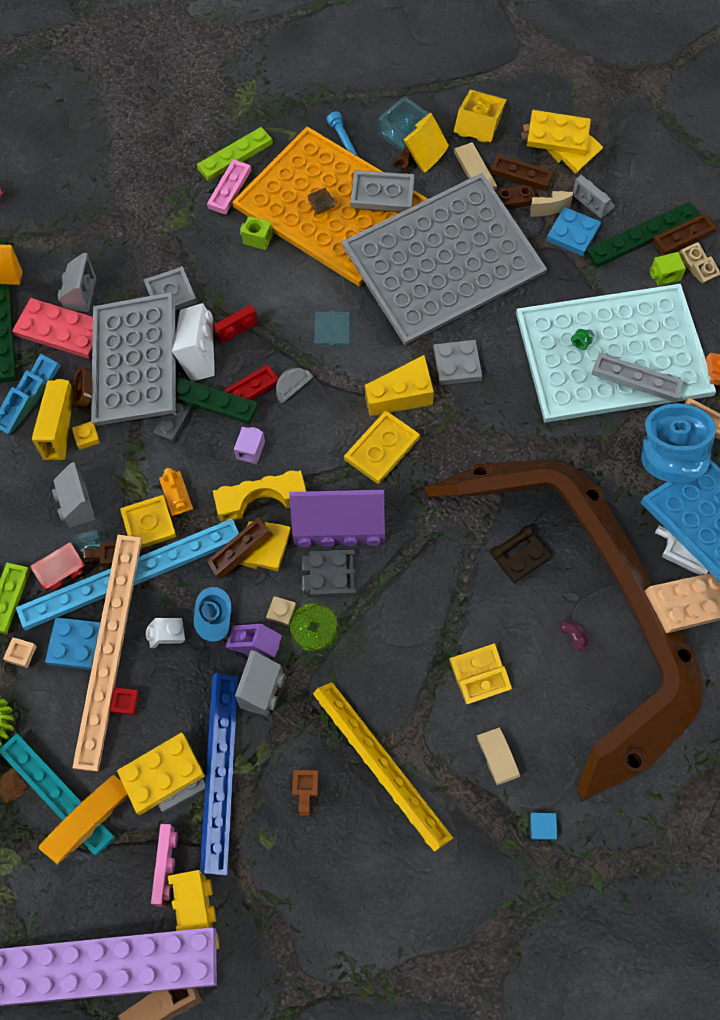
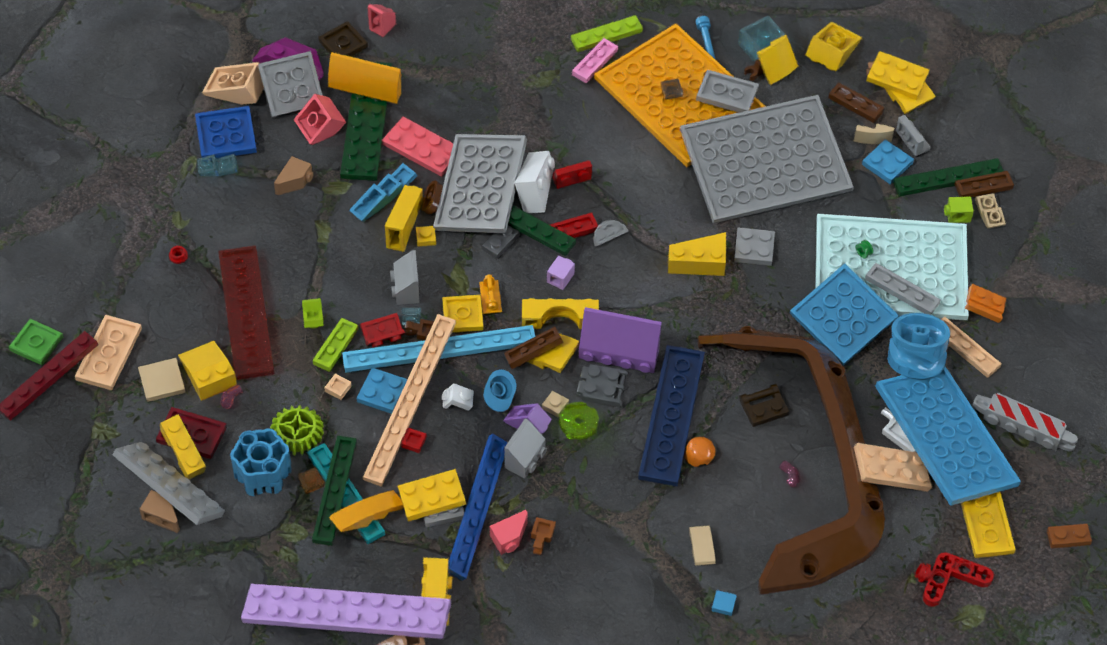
camera: 10 degrees right, 10 degrees down
(39, 798) = (334, 489): none -> dark green plate
(77, 284) = (446, 113): light grey slope -> none
(164, 865) = (413, 575): bright pink plate -> none
(175, 282) = (530, 129): light grey plate -> none
(256, 232) = (609, 104): lime brick -> none
(266, 798) = (509, 532): none -> coral slope
(332, 328) = (654, 196): clear light blue piece -> none
(381, 447) = (671, 298): yellow plate -> none
(383, 767) = (607, 530): yellow plate -> none
(419, 596) = (671, 416): none -> dark blue plate
(462, 632) = (699, 451): none -> orange hair
(473, 163) = (815, 86): tan tile -> none
(480, 673) = (705, 484): yellow slope -> none
(516, 196) = (844, 121): reddish brown plate -> none
(581, 422) = (844, 314): none -> dark azure plate

